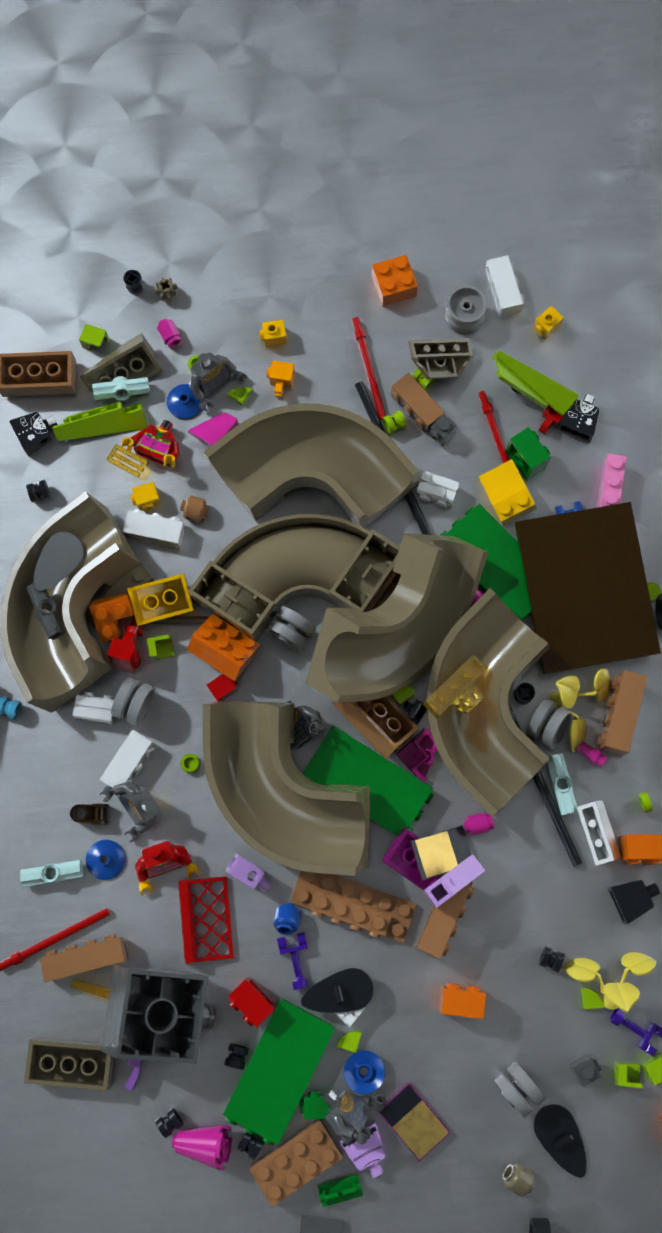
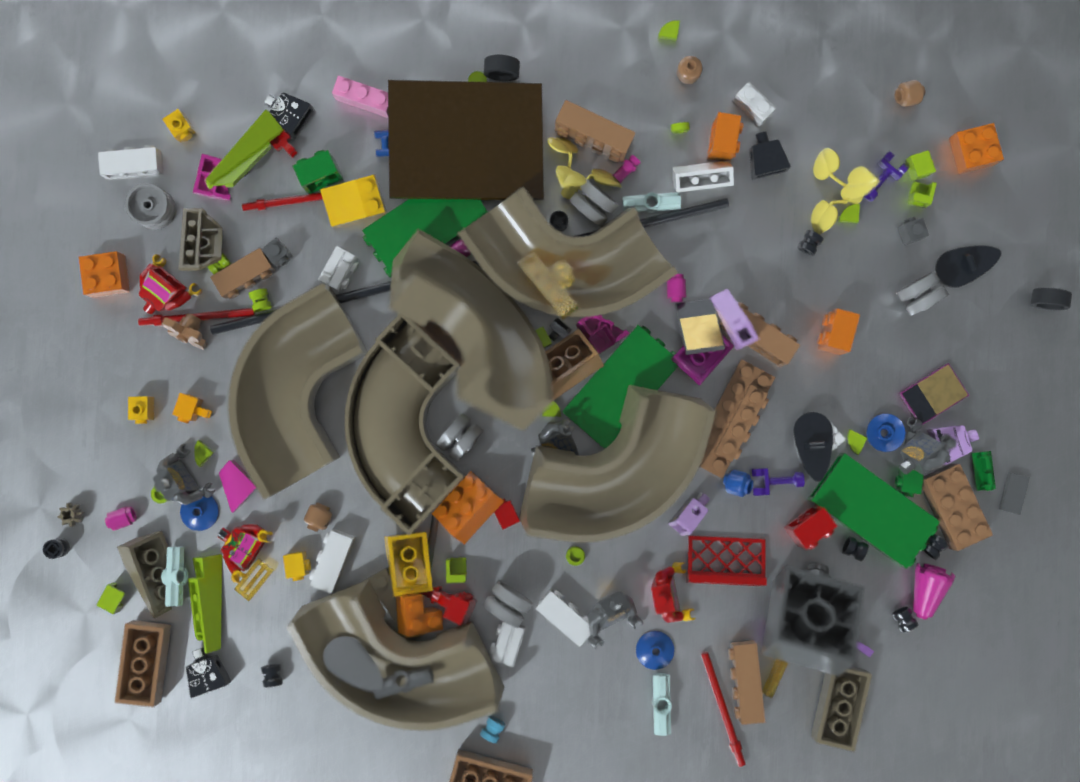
camera: 85 degrees left, 10 degrees up
(94, 814) = (610, 658): dark brown piece -> none
(333, 716) = (552, 411): none -> lime tile
(354, 360) = (186, 330): none -> medium nougat plant
(389, 332) = (161, 289): none -> red torso
(516, 352) = (206, 166): none -> dark pink slope
(518, 1179) = (997, 308): dark tan head -> none

